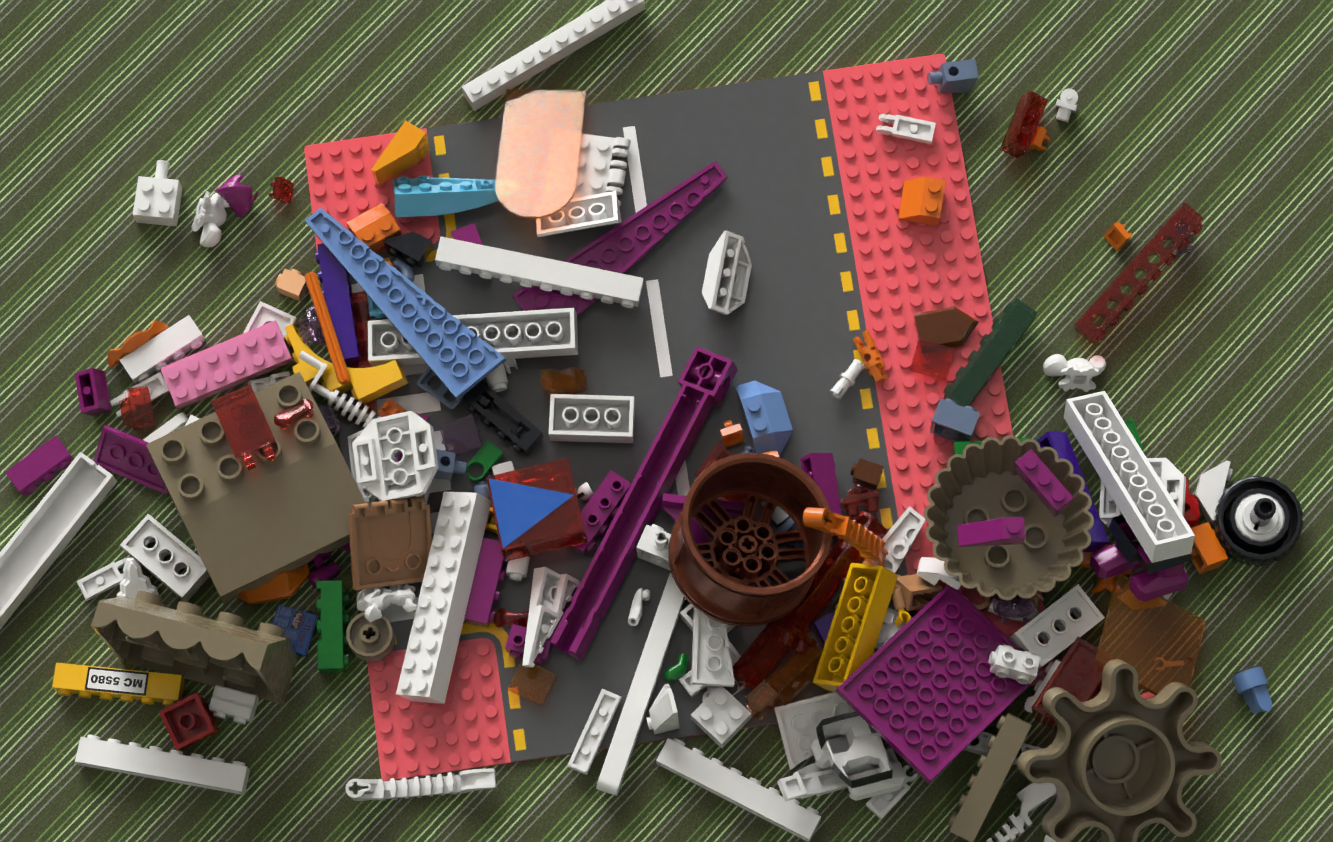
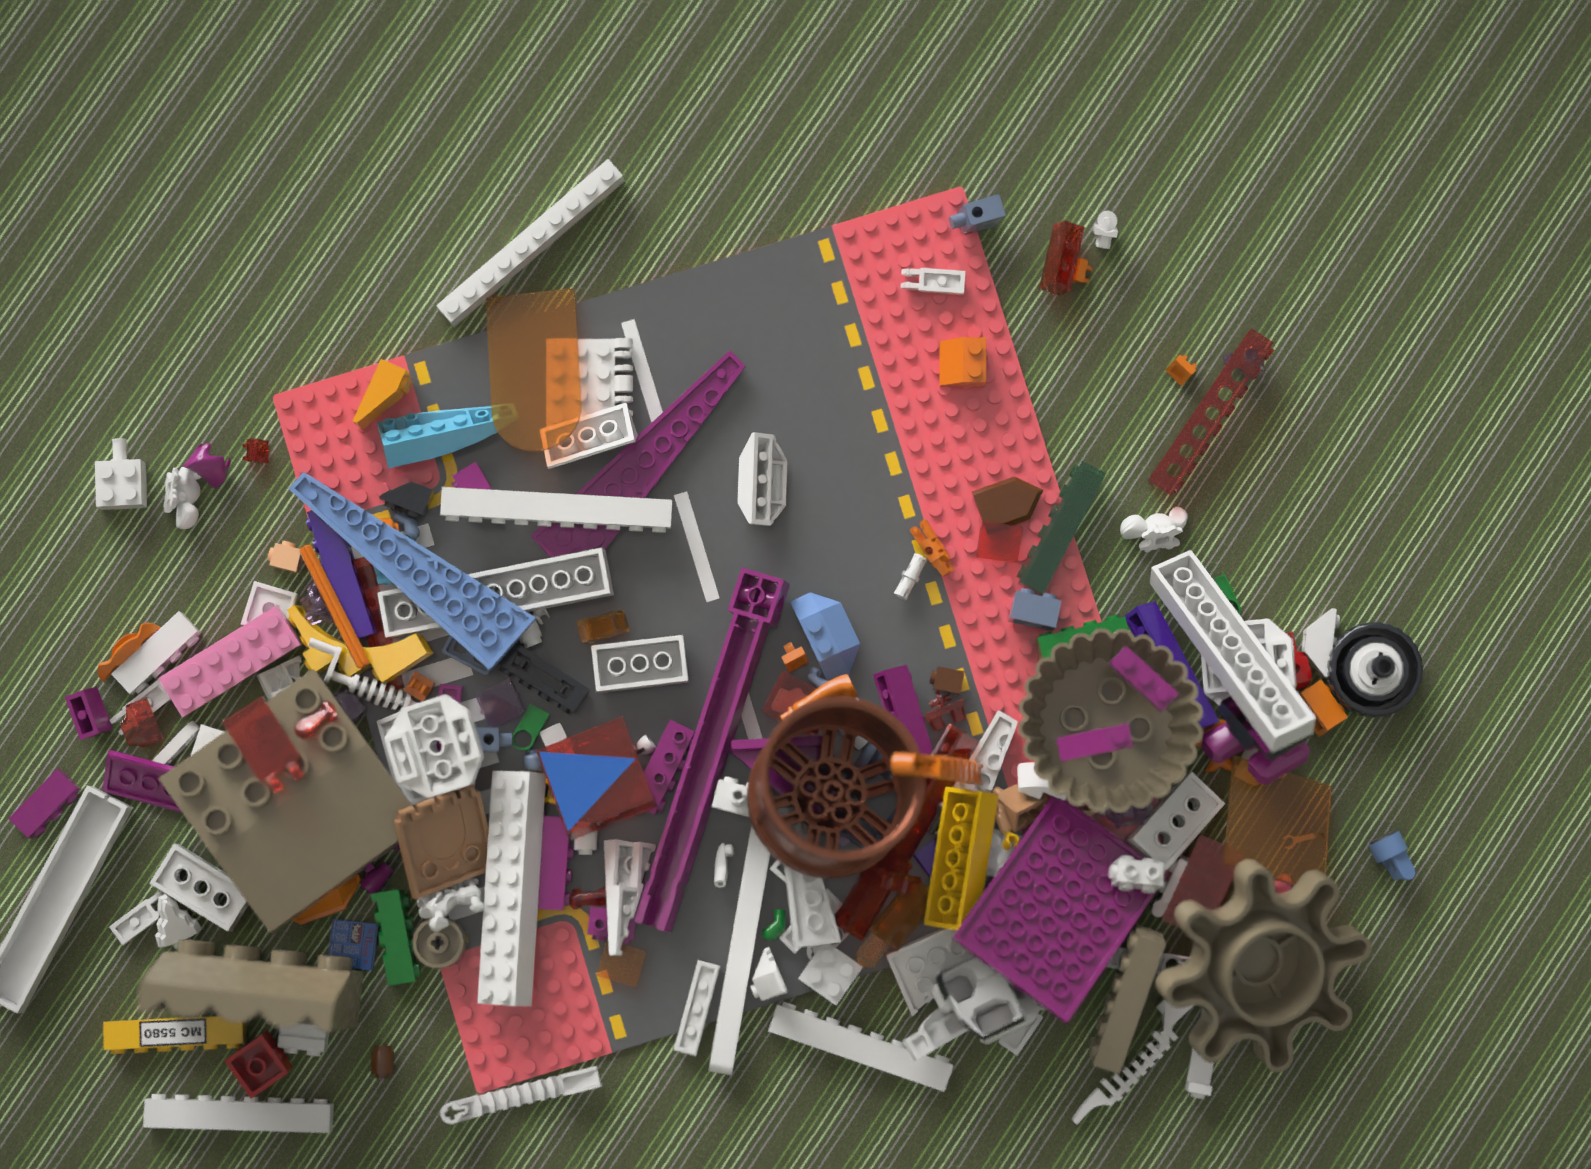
camera: 10 degrees left, 10 degrees up
(300, 737) = (382, 1062): none -> reddish brown brick
(374, 227) = (366, 481): orange slope -> none

